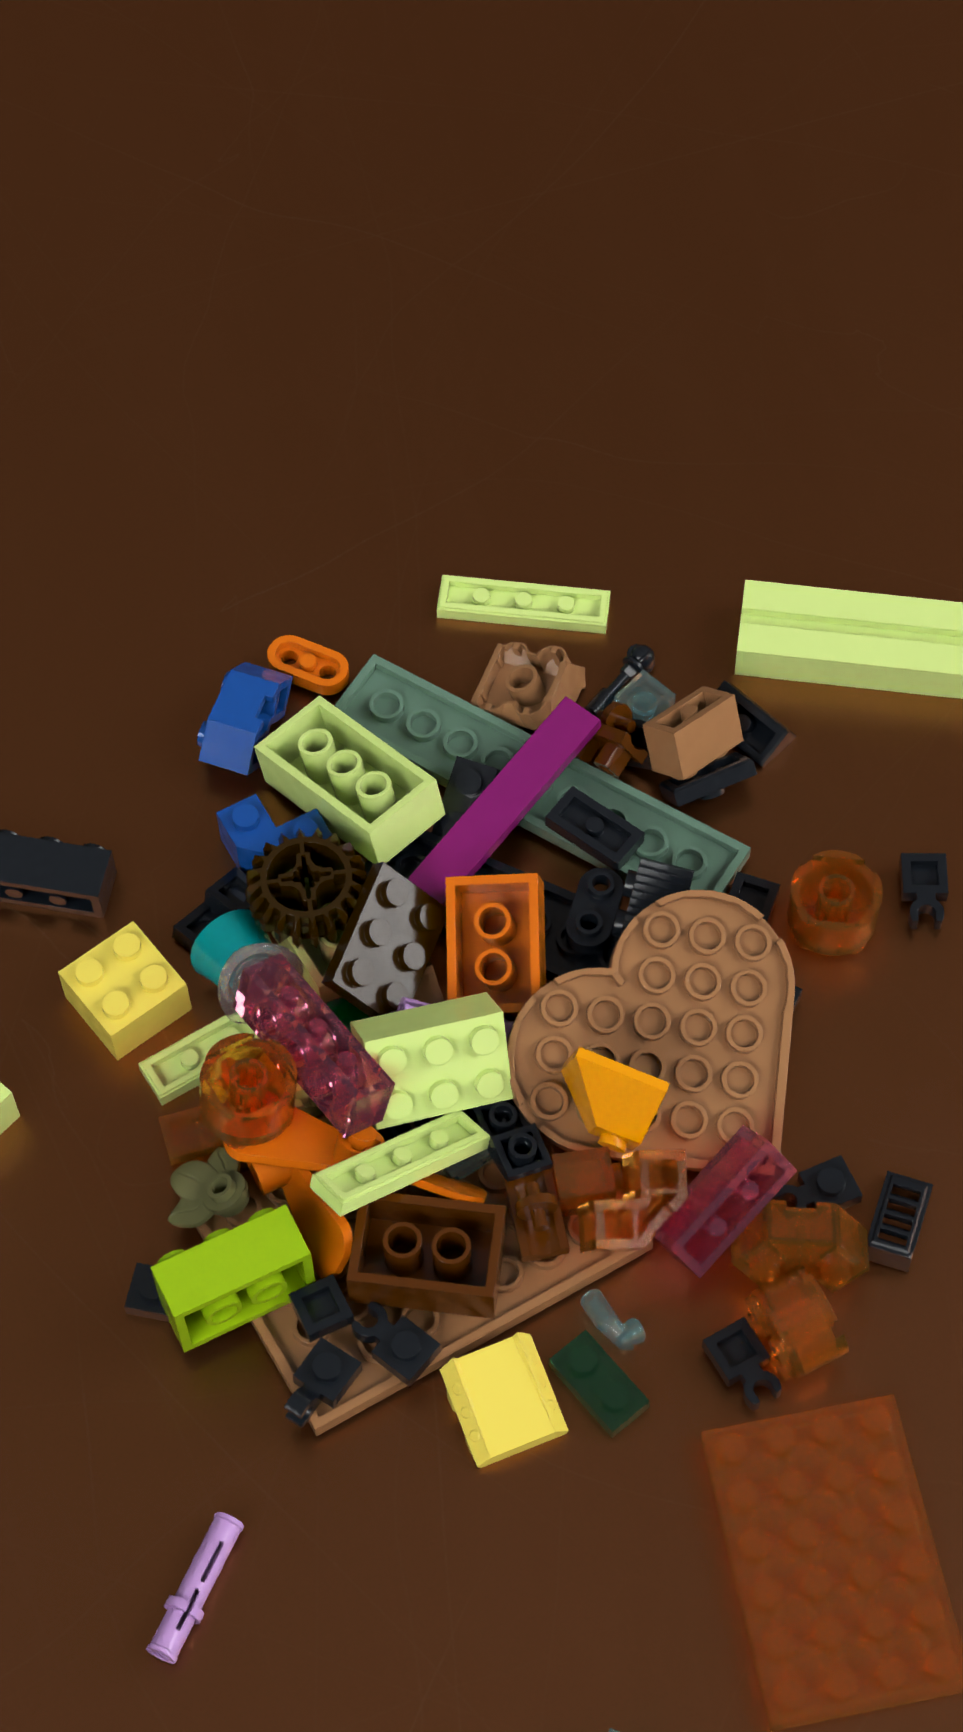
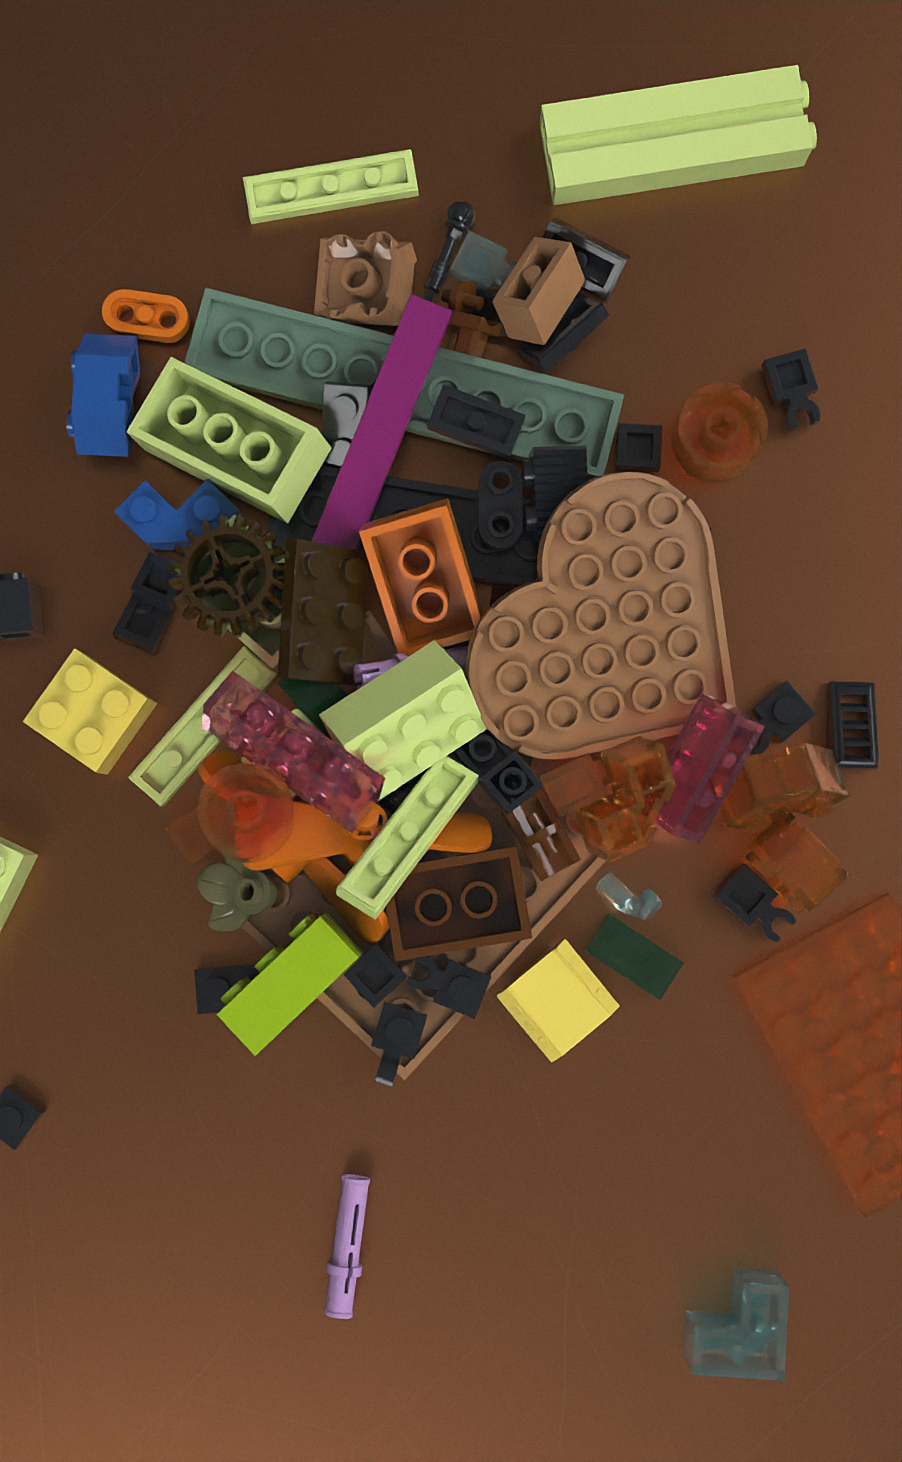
camera: 15 degrees left, 25 degrees up
(229, 947) = (191, 660): hat -> none
(613, 1098) = (586, 715): light orange slope -> none

